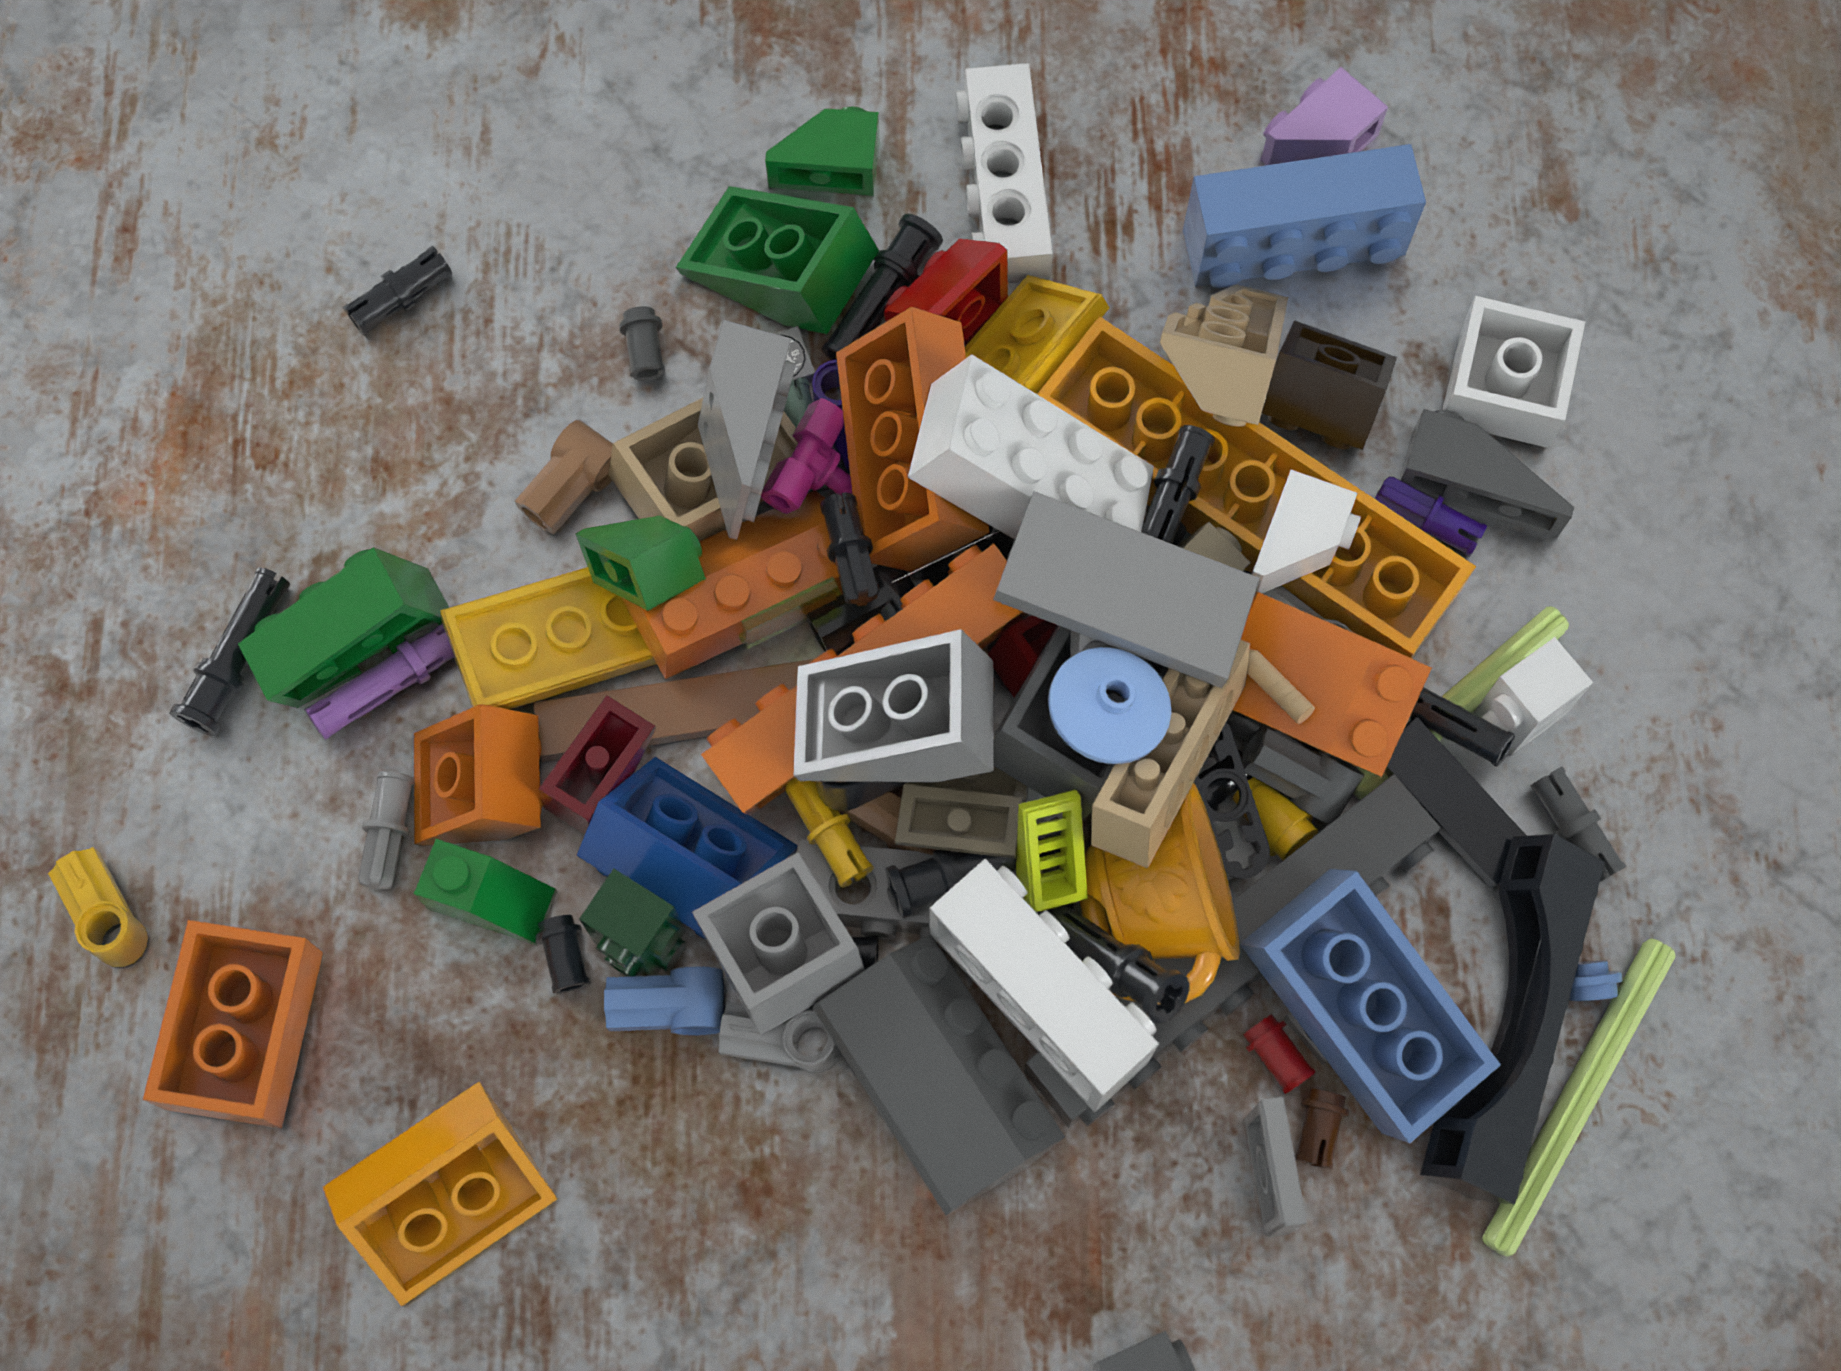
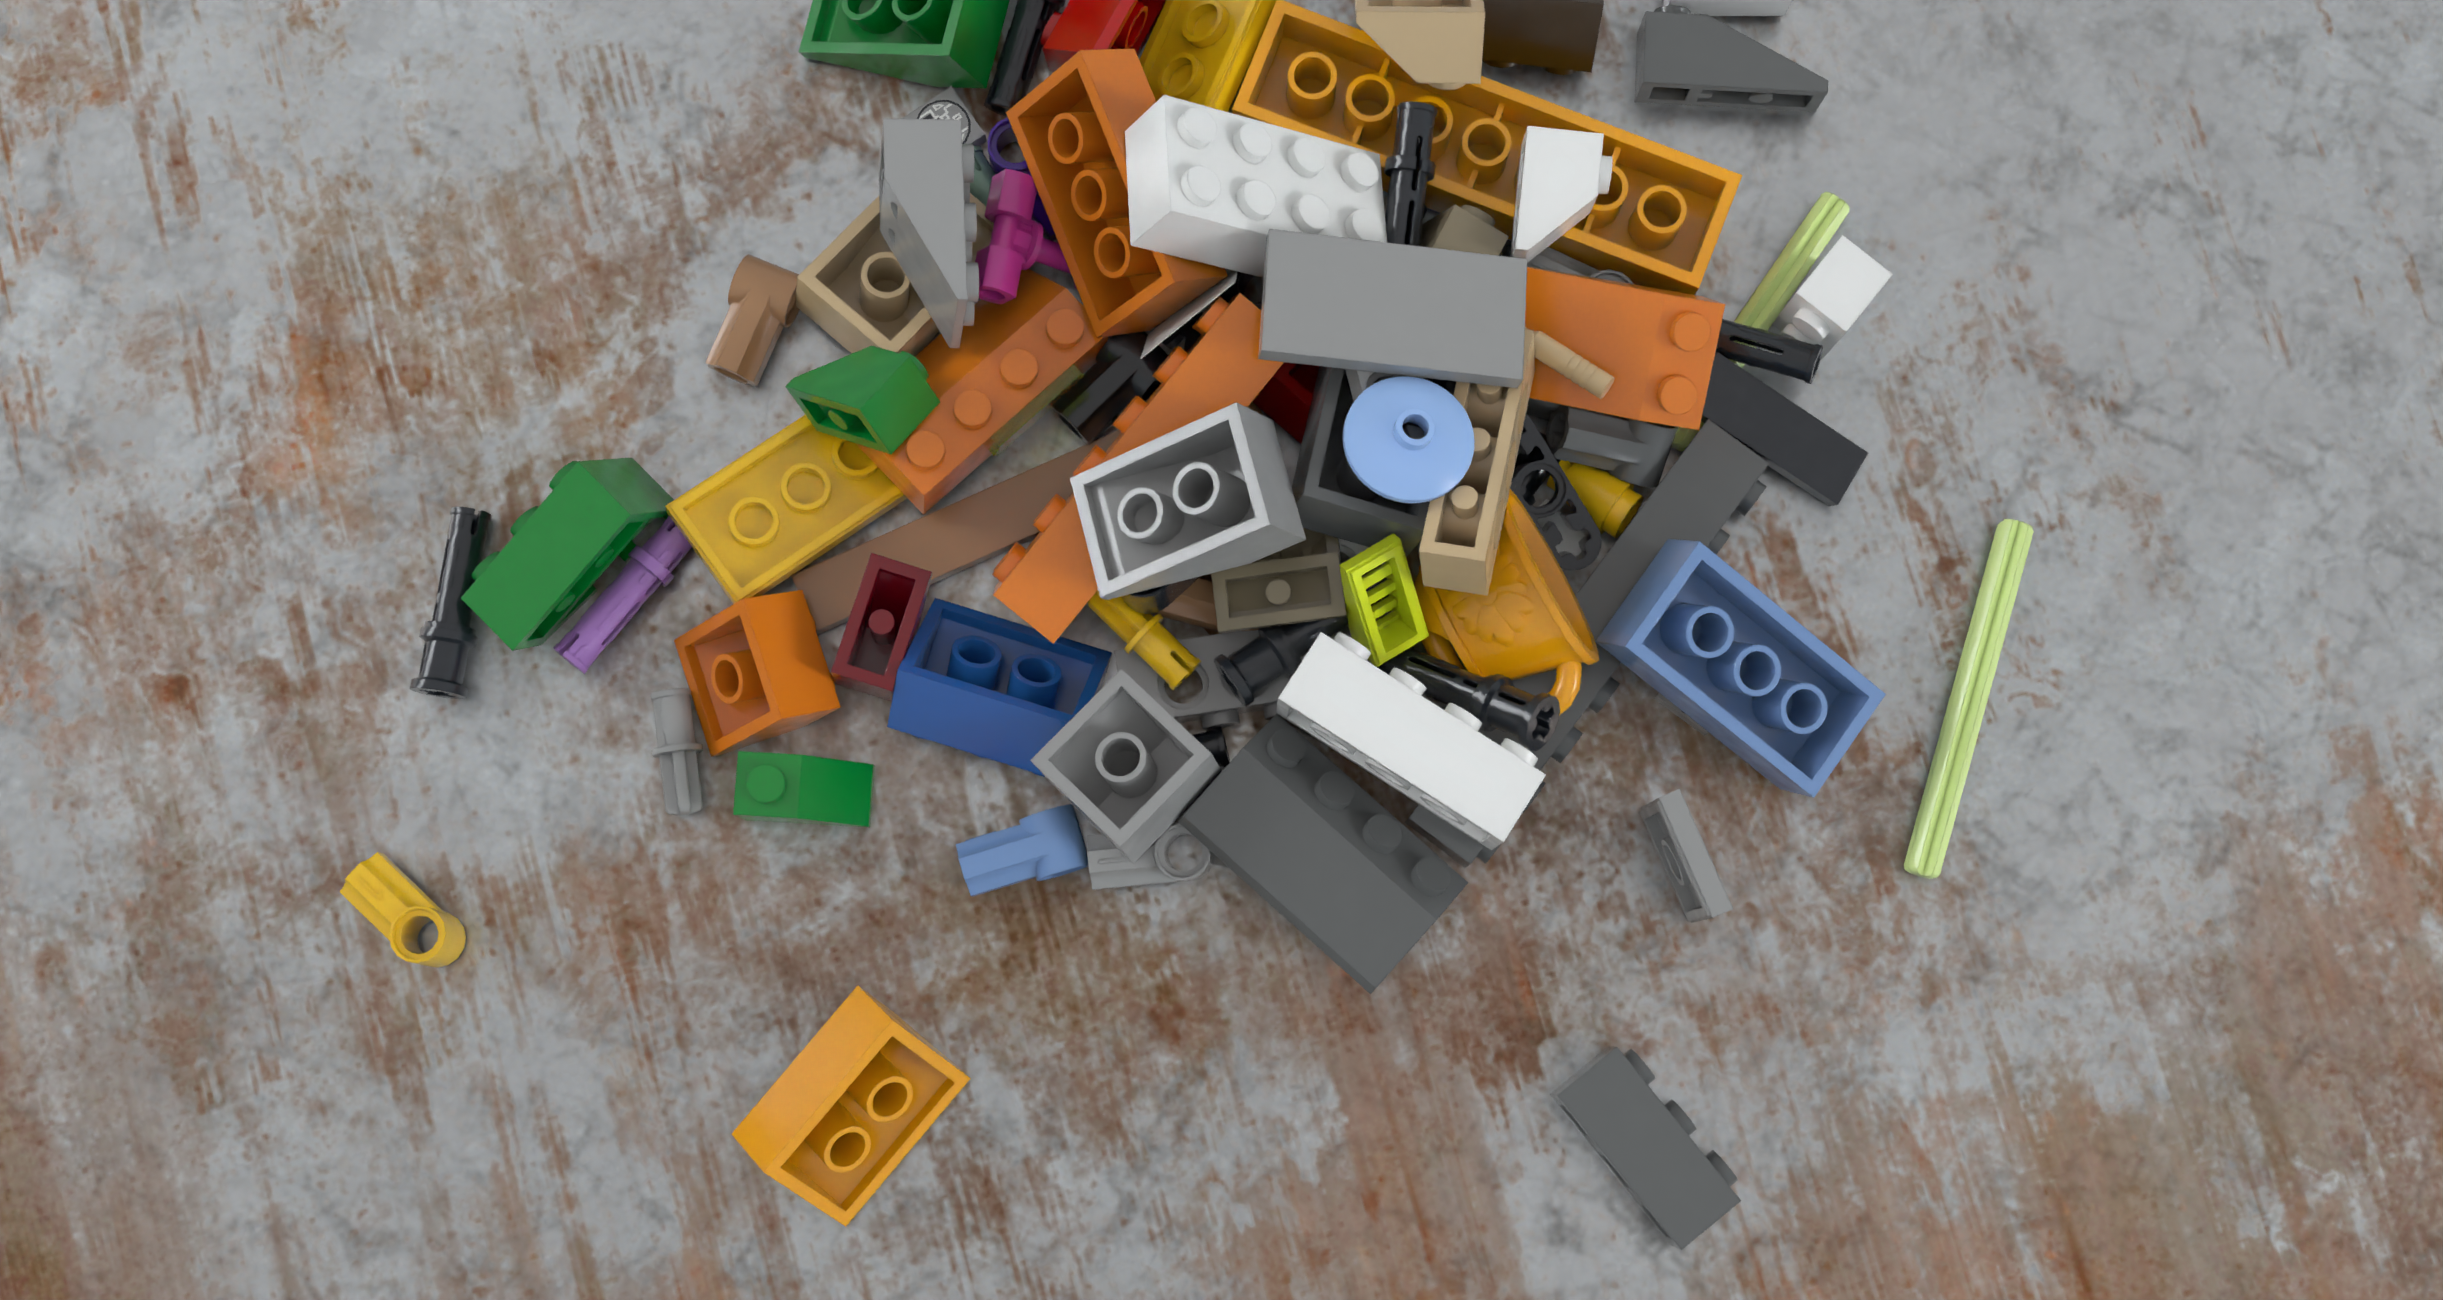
camera: 15 degrees left, 10 degrees up
(234, 1024) = (587, 995): orange brick -> none
(398, 290) = (503, 156): black pin -> none
(563, 953) = (902, 830): black pin -> none
(633, 927) = (971, 788): dark green brick -> none
(643, 343) = (788, 147): dark grey pin -> none
(850, 549) = (1084, 331): black axle -> none
(1278, 1053) = (1658, 737): red pin -> none
(1320, 1128) = (1718, 801): reddish brown pin -> none
(1430, 514) = (1676, 124): dark purple axle -> none
(1546, 909) = (1895, 518): black arch -> none
(1575, 820) = (1906, 420): dark grey pin -> none
(1594, 981) = (1955, 579): medium blue plate -> none

